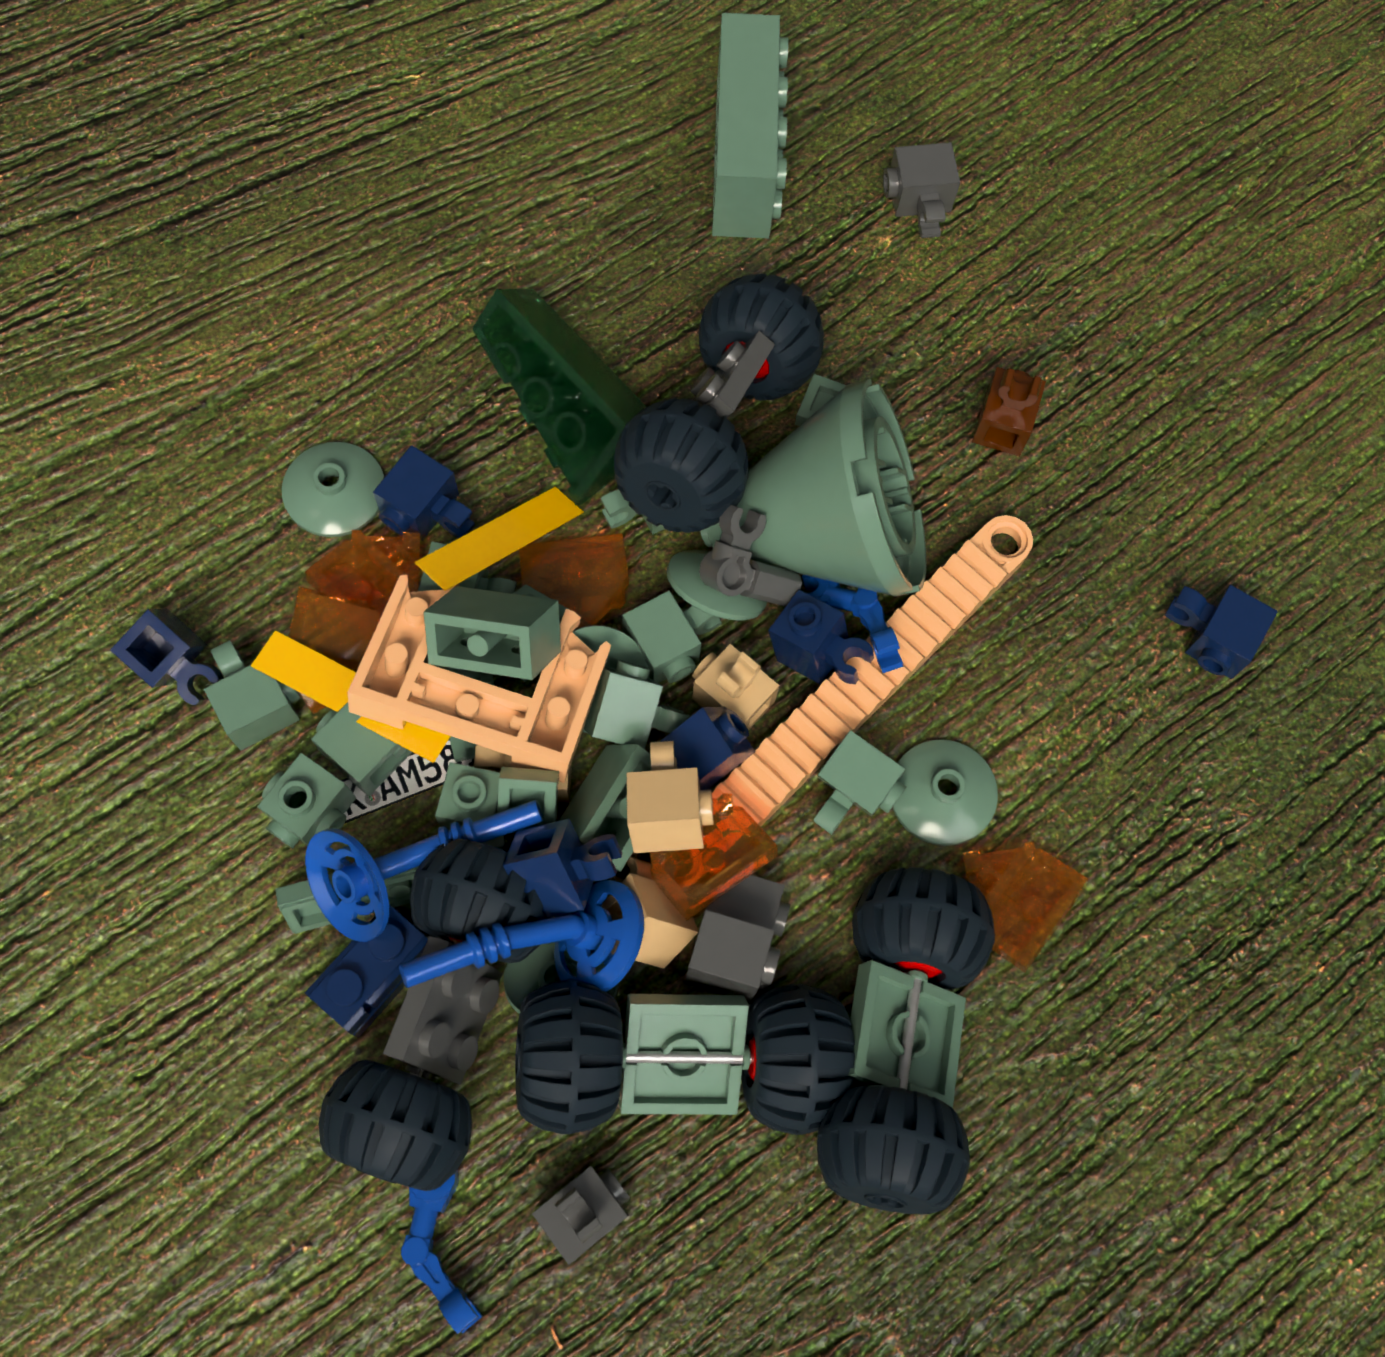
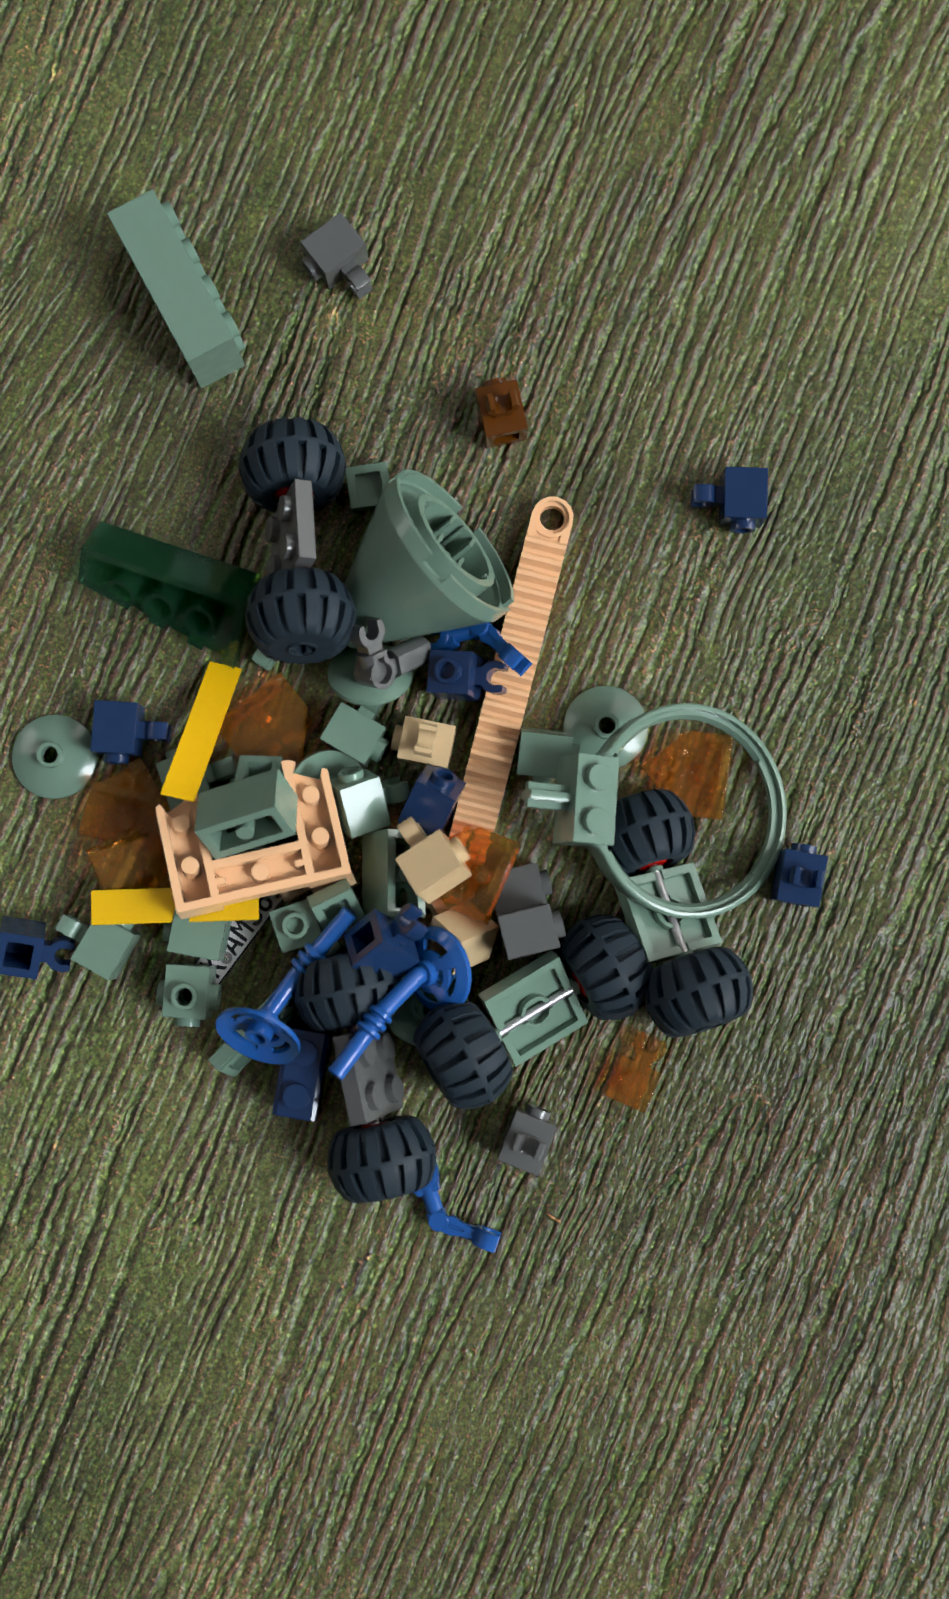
camera: 25 degrees left, 15 degrees up
(753, 1220) = (634, 1079): none -> clear orange plate
(878, 852) = (588, 799): none -> sand green brick
(1085, 1088) = (799, 876): none -> dark blue brick

